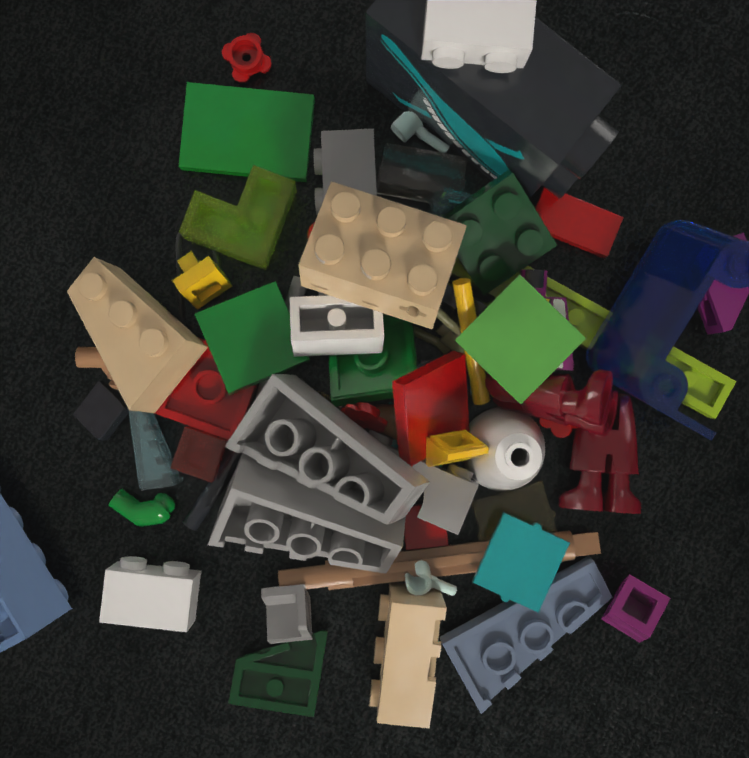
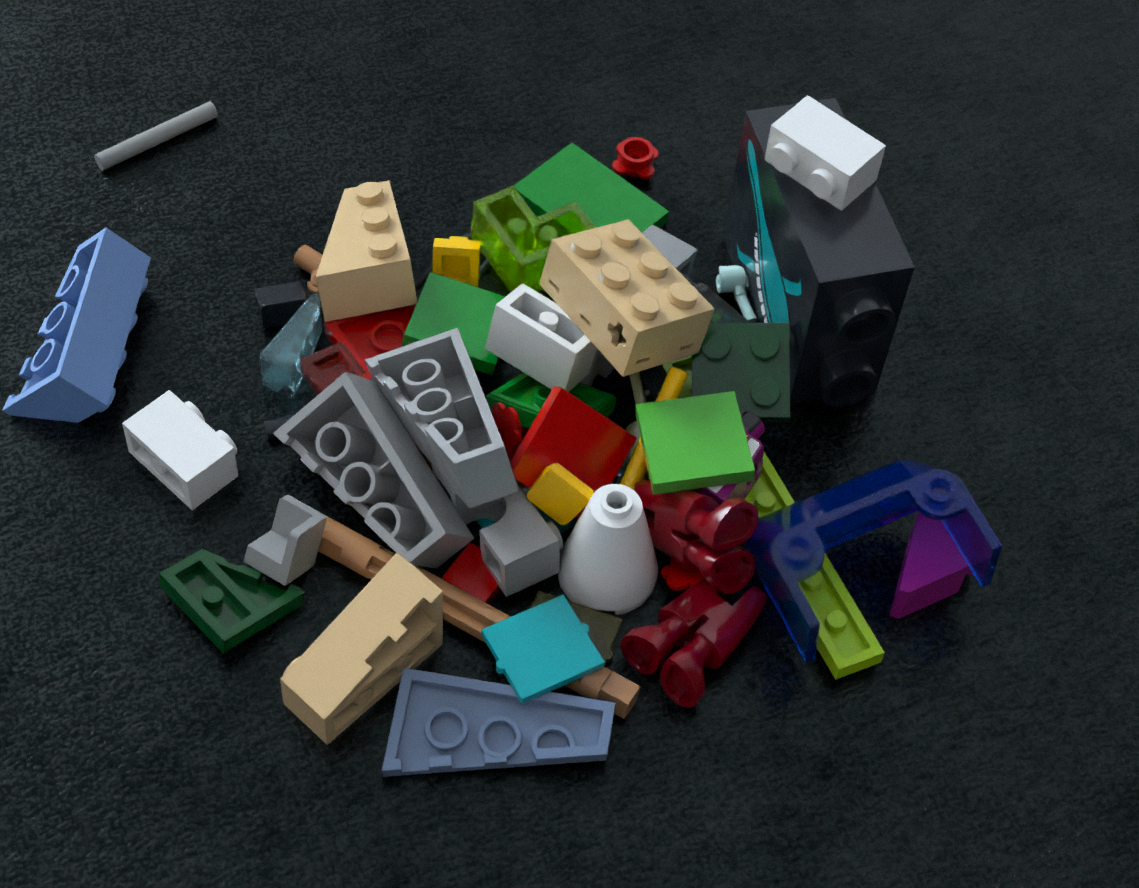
camera: 35 degrees right, 35 degrees down
(145, 512) = (241, 392): green arm -> none
(426, 581) = (448, 624): light aqua hand -> none
(578, 222) = (828, 441): red tile -> none
(635, 608) = (621, 769): magenta brick -> none

